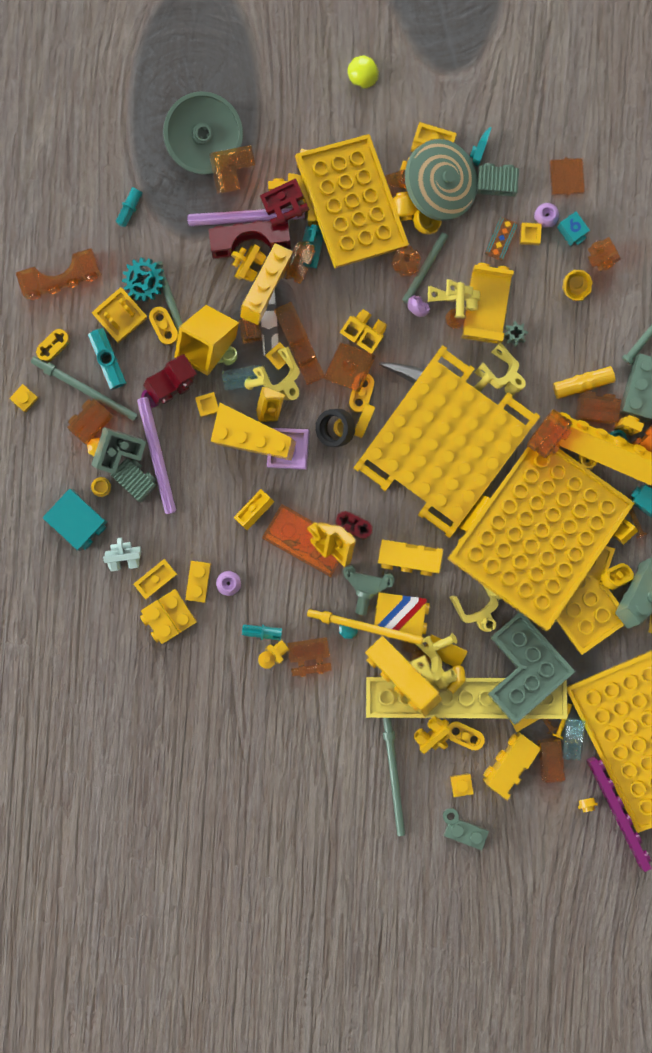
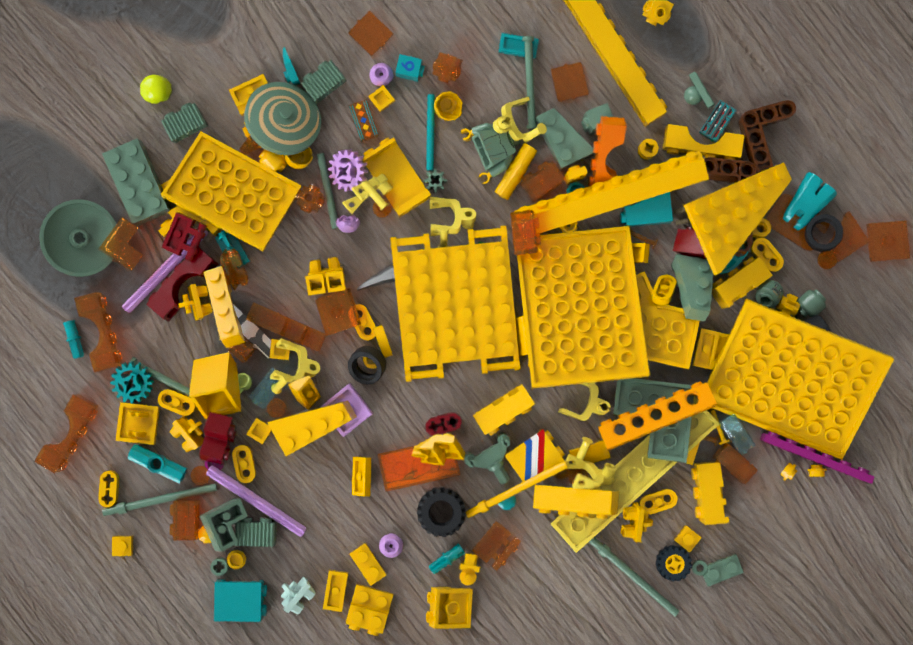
camera: 45 degrees left, 0 degrees up
(83, 474) = (215, 562): none -> sand green bush
(130, 397) = (199, 476): none -> clear orange tile
(142, 240) = (105, 354): none -> clear orange arch
(153, 356) = (190, 432): none -> yellow hips
(172, 419) = (242, 464): none -> yellow plate
(231, 671) = (449, 607): none -> yellow plate
(236, 398) = (276, 408): none -> clear orange plate
(278, 604) = (434, 527): none -> black tyre
(285, 129) = (136, 182): none -> sand green brick
(362, 116) = (184, 122): none -> sand green brick
(435, 800) = (678, 567): none -> black wheel
(454, 264) = (344, 169): none -> lavender gear
(455, 685) = (613, 459): yellow arm -> none
(544, 294) = (430, 132): none -> teal bar
(576, 679) = (705, 402): none -> light orange brick
(584, 347) = (493, 148): none -> sand green torso
(609, 824) = (816, 471): none -> yellow plate
(611, 337) = (506, 123): none -> light yellow piece
(611, 653) = (708, 348): none -> yellow wing

